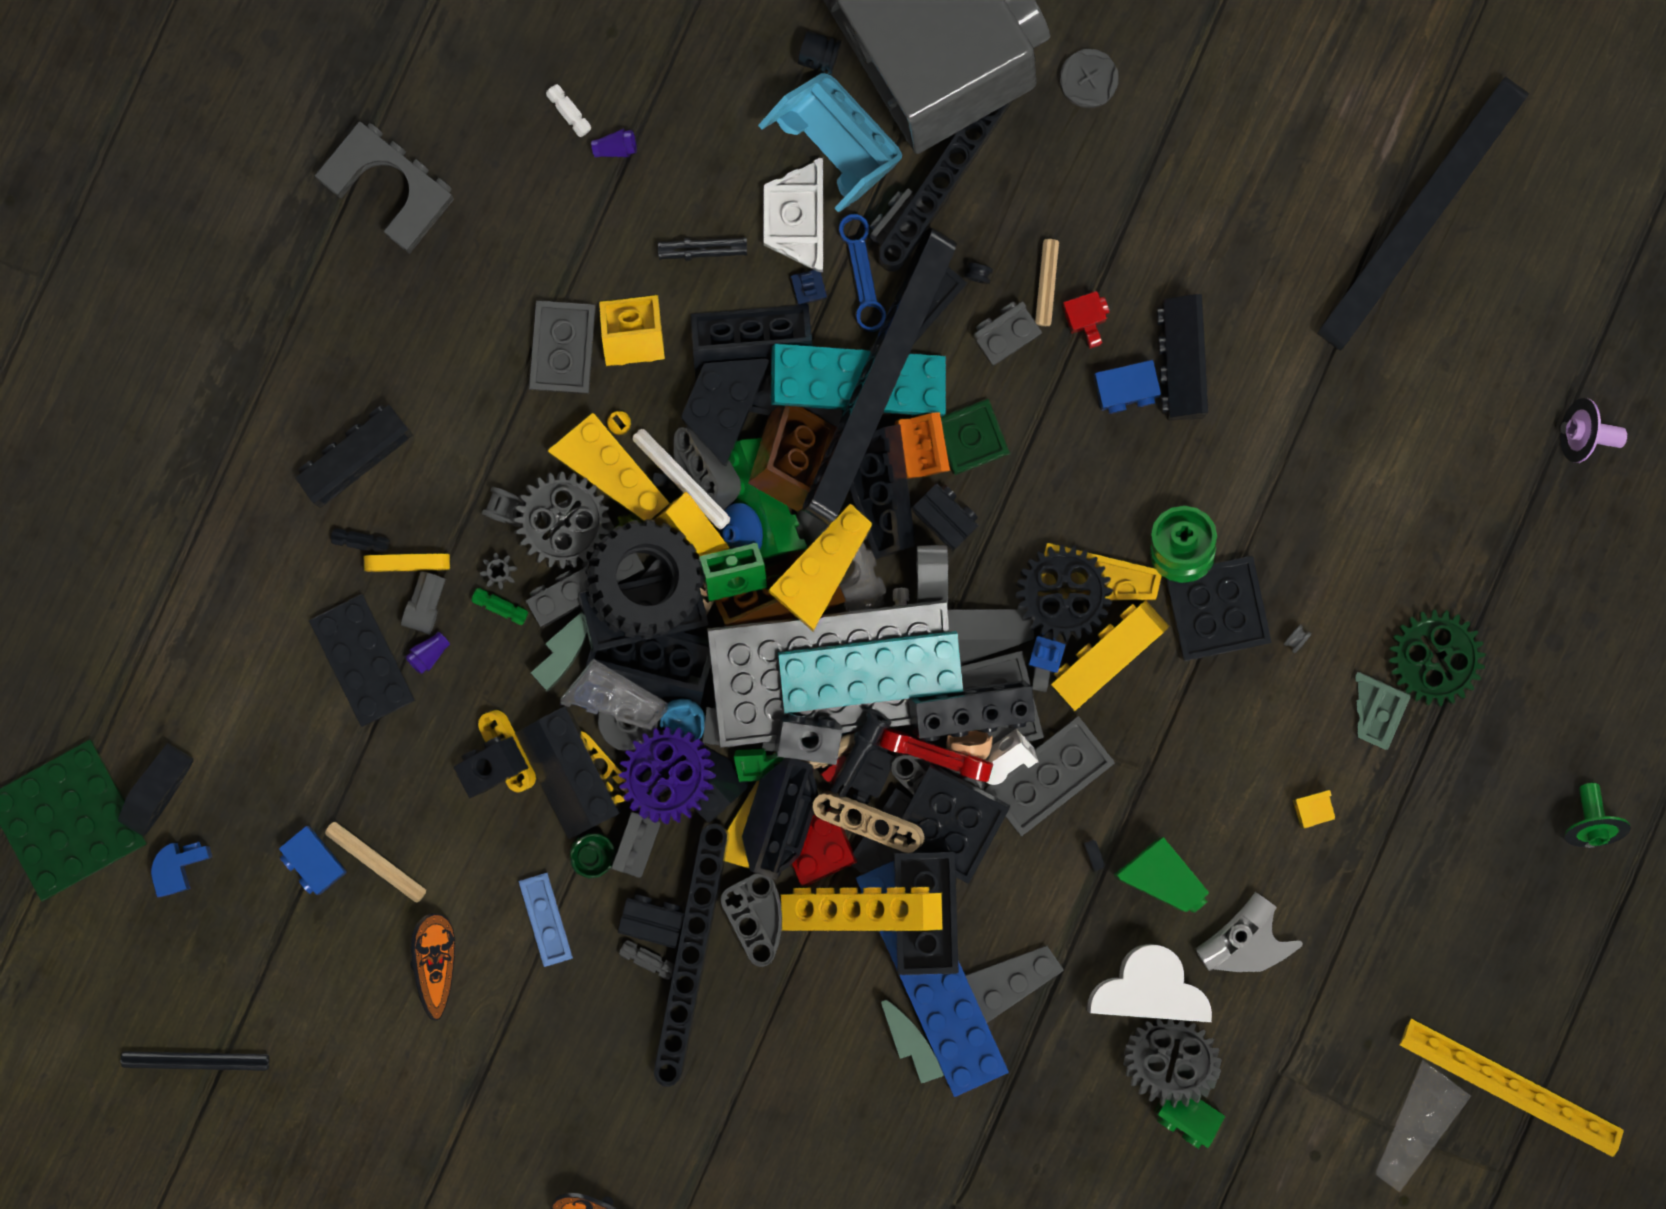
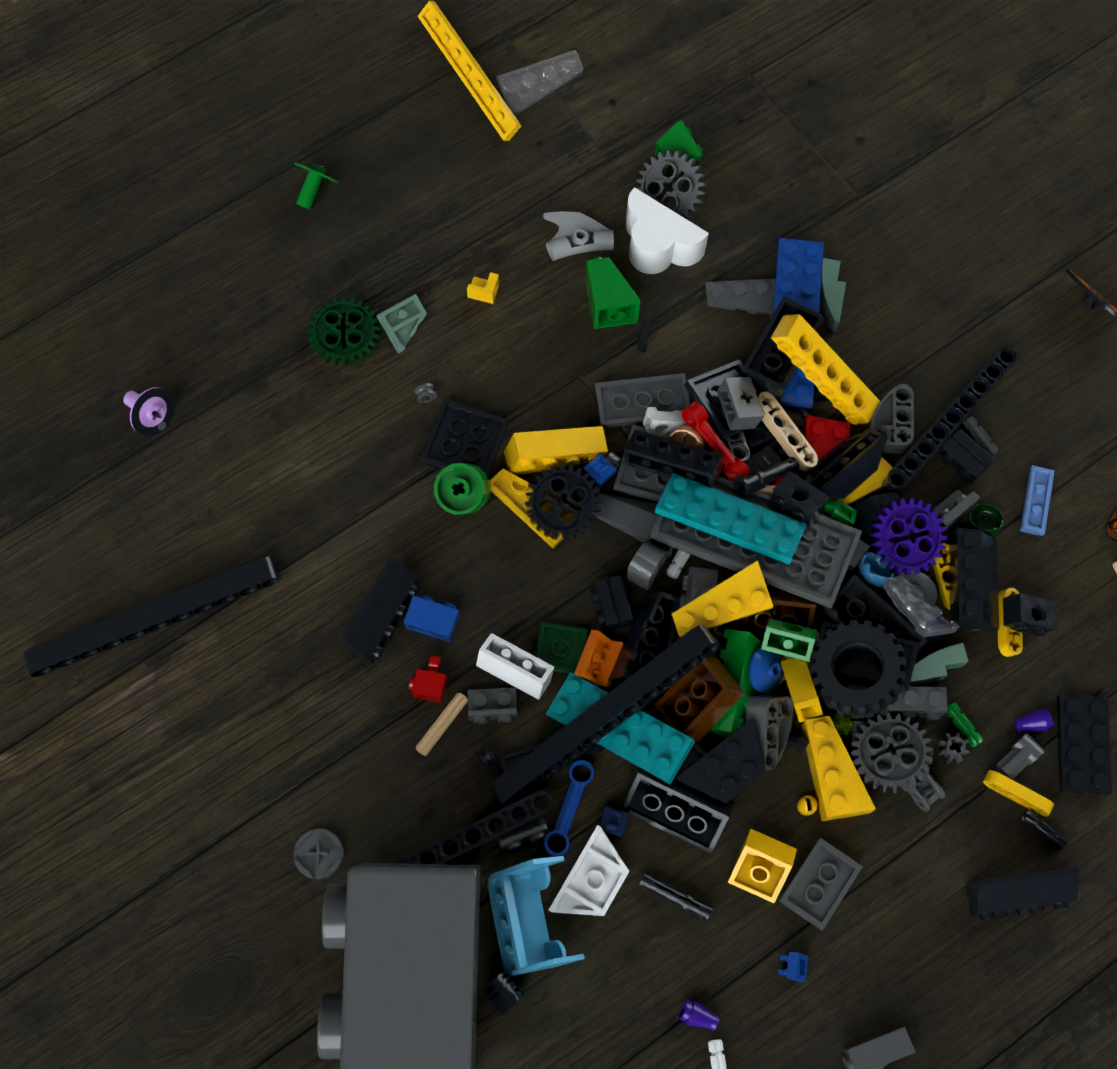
camera: 150 degrees left, 15 degrees down
(543, 248) = (796, 966): none -> blue tile
(681, 478) = (788, 730): white axle -> none
(932, 800) = (740, 403): none -> dark grey brick
(1007, 383) = (514, 666): none -> white brick

